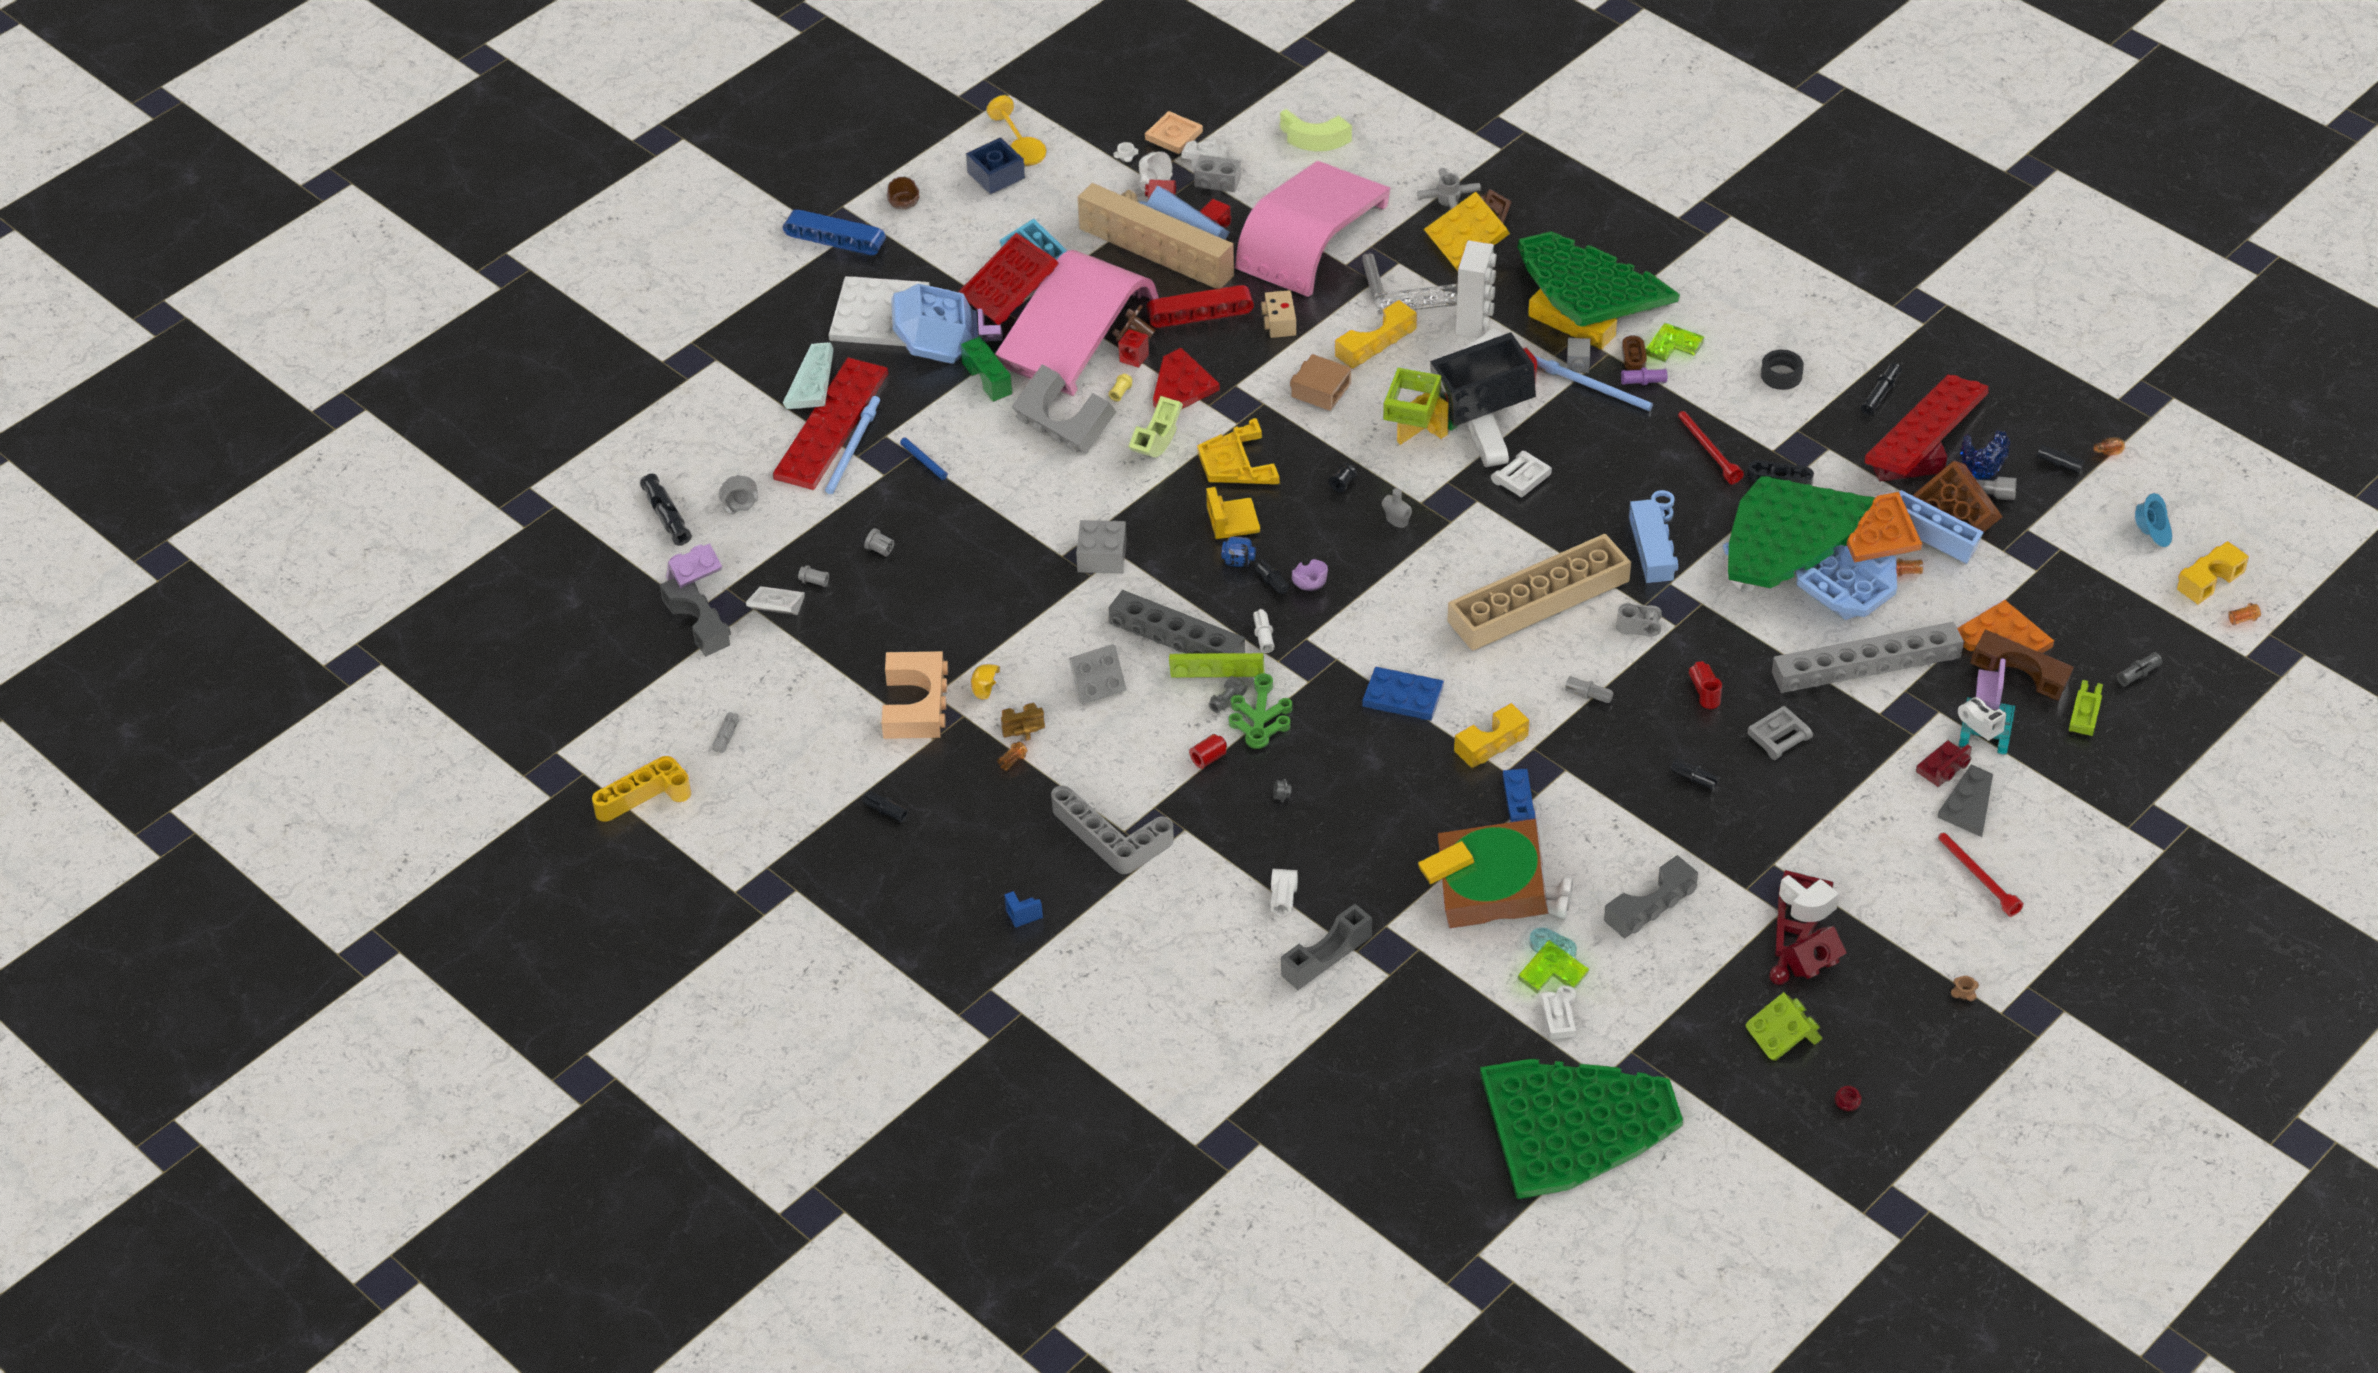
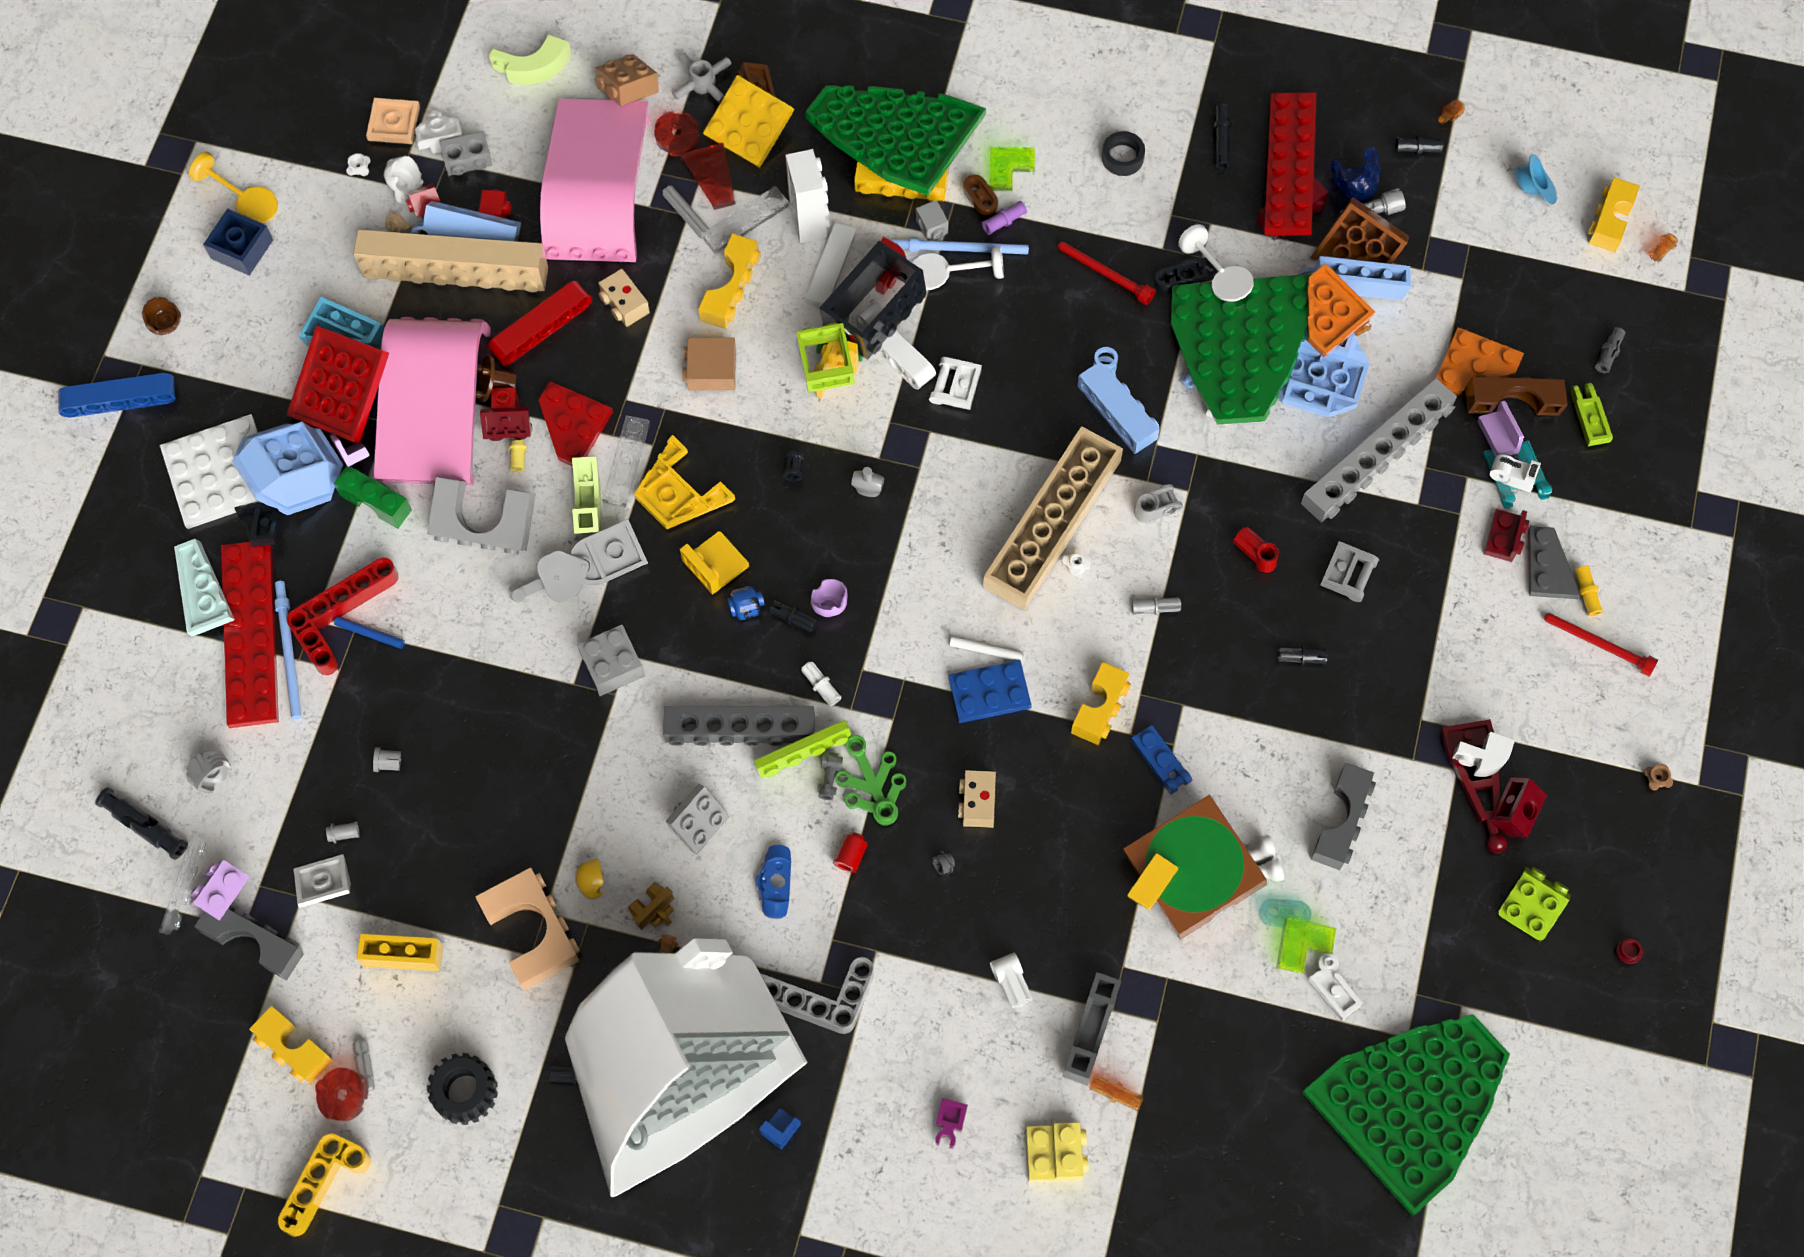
camera: 30 degrees left, 20 degrees up
(647, 576) = (180, 894): none -> clear plate
(683, 707) = (273, 1031): none -> yellow arch
(706, 738) = (329, 1087): none -> clear red plate
(793, 787) = (447, 1074): none -> black tyre
(803, 666) = (400, 952): none -> yellow brick
(887, 353) = (260, 523): none -> black wing
(913, 425) = (330, 600): none -> red beam
(967, 796) = (675, 1055): none -> white piece
(1123, 757) = (774, 900): none -> blue piece
(1124, 357) = (506, 423): none -> dark red bracket
(1148, 474) = (608, 556): none -> light grey plate
(1166, 961) = (951, 1118): none -> magenta plate
(1207, 424) = (626, 461): none -> clear plate
(1239, 1022) = (1056, 1152): none -> light yellow plate
(1318, 1003) = (1116, 1092): none -> clear orange pin
(1341, 758) = (978, 799): none -> tan brick
(1382, 166) = (626, 79): none -> medium nougat brick
(1401, 229) = (676, 144): none -> clear red plate
(1413, 258) = (712, 174): none -> clear red wing
(1419, 663) = (986, 649): none -> white bar
(1540, 634) = (1076, 569): none -> white plate
(1558, 390) = (937, 269): none -> white piece
(1802, 449) = (1230, 282): none -> white piece
(1993, 830) = (1588, 590): none -> yellow pin

